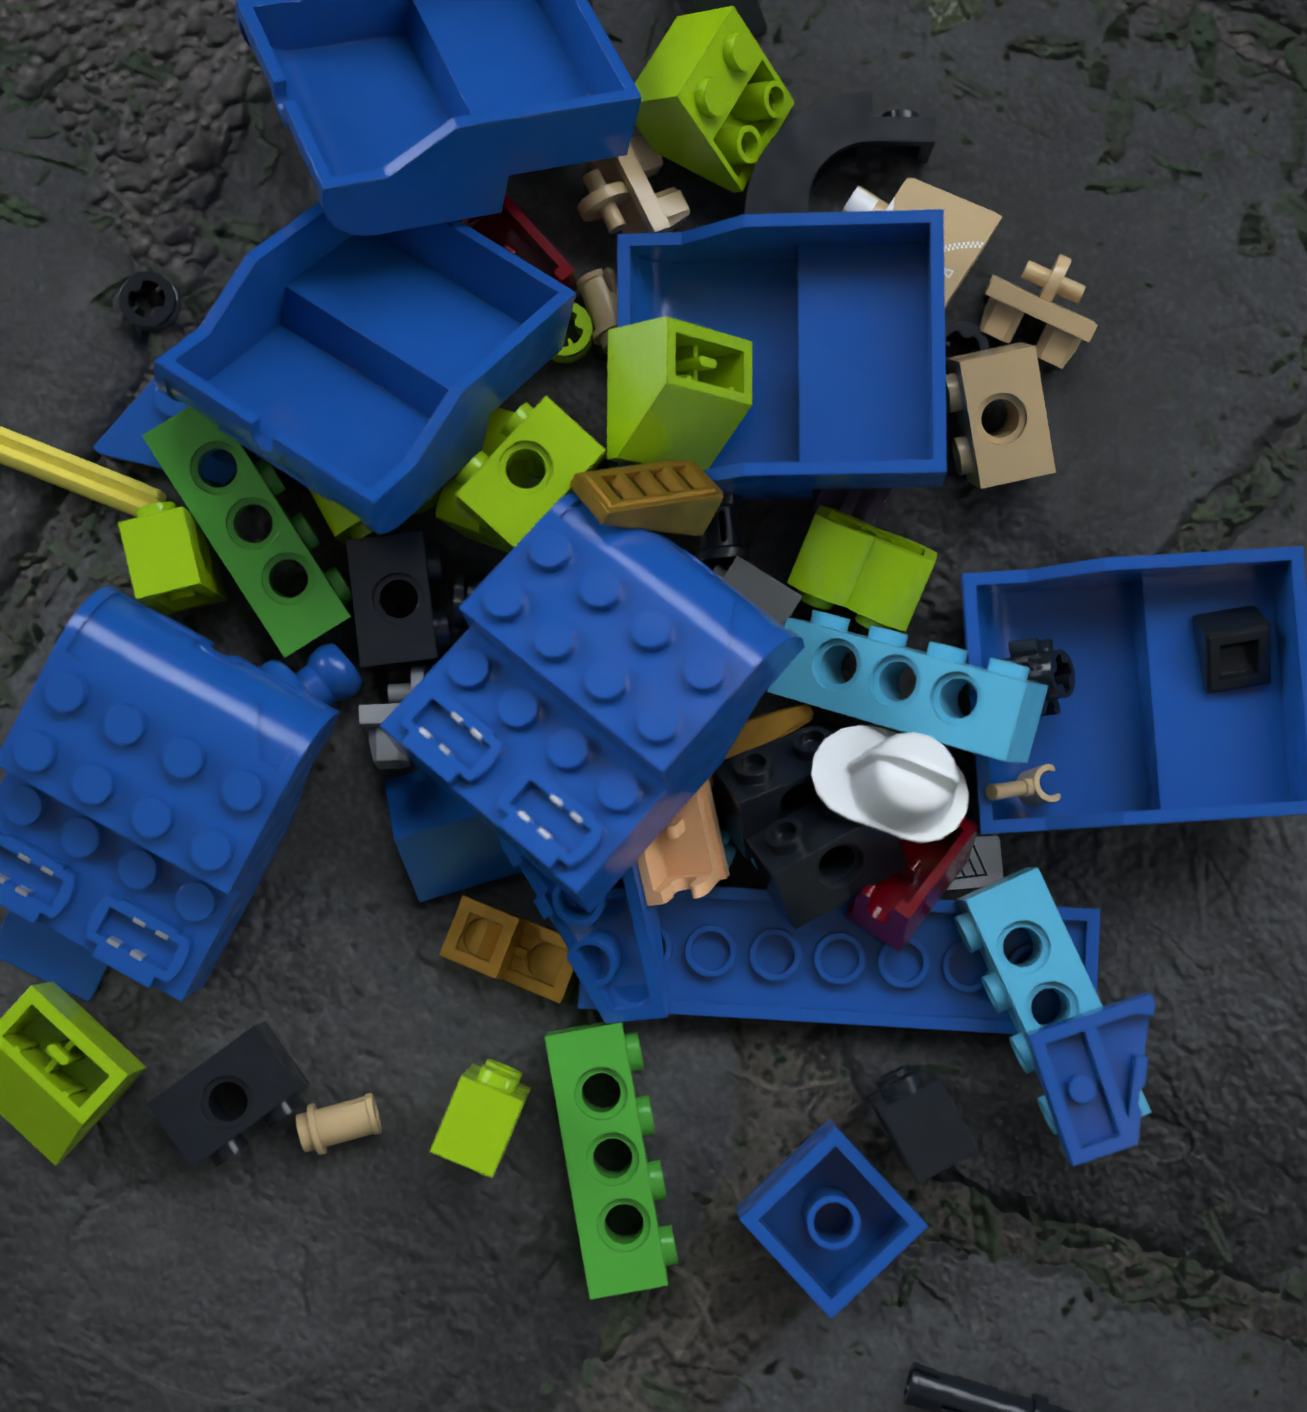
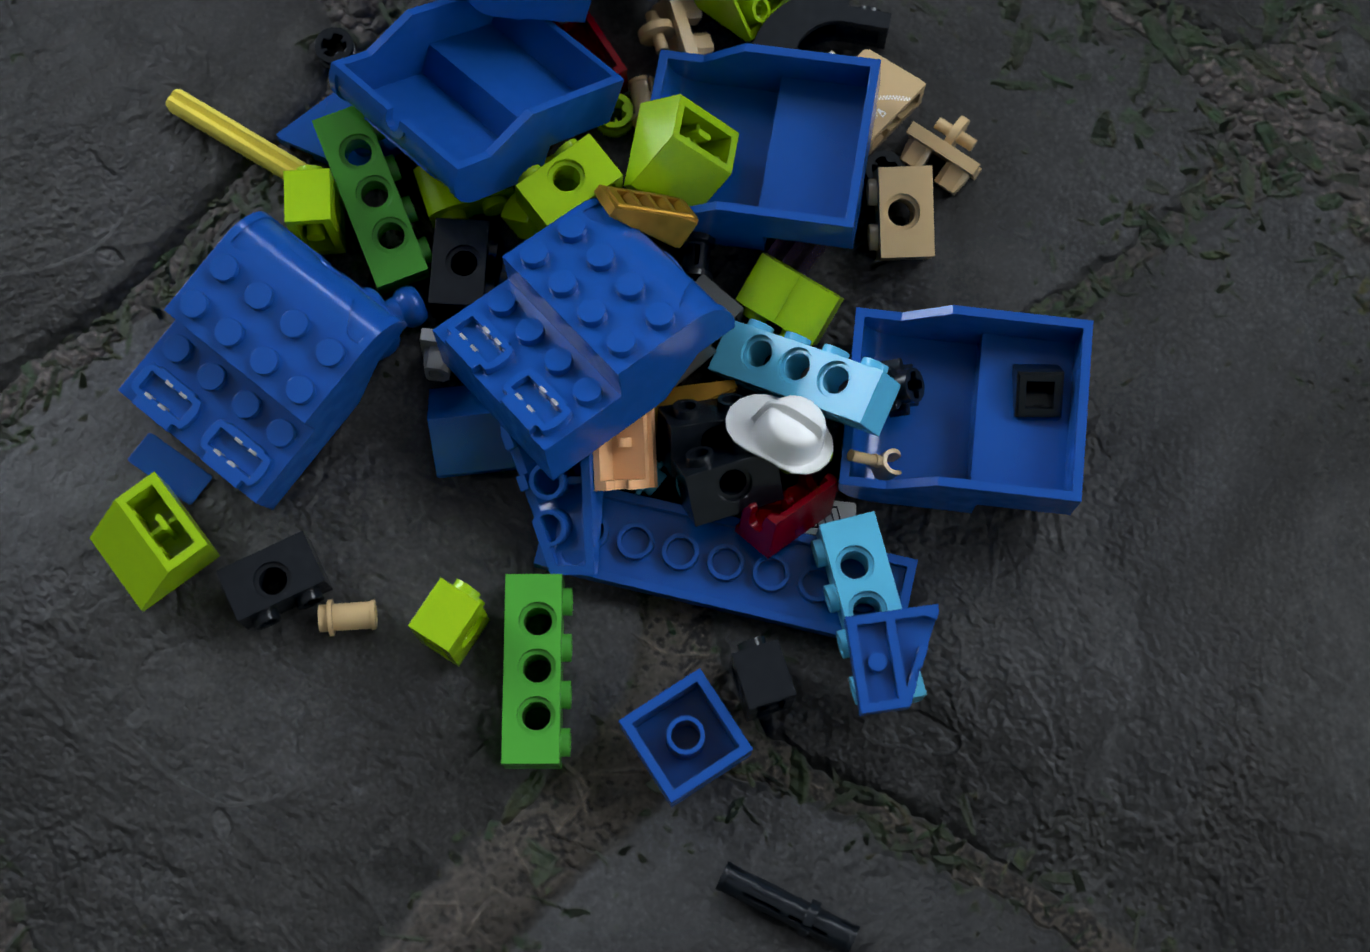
camera: 10 degrees right, 10 degrees down
(510, 950) = (494, 519): pearl gold slope -> none

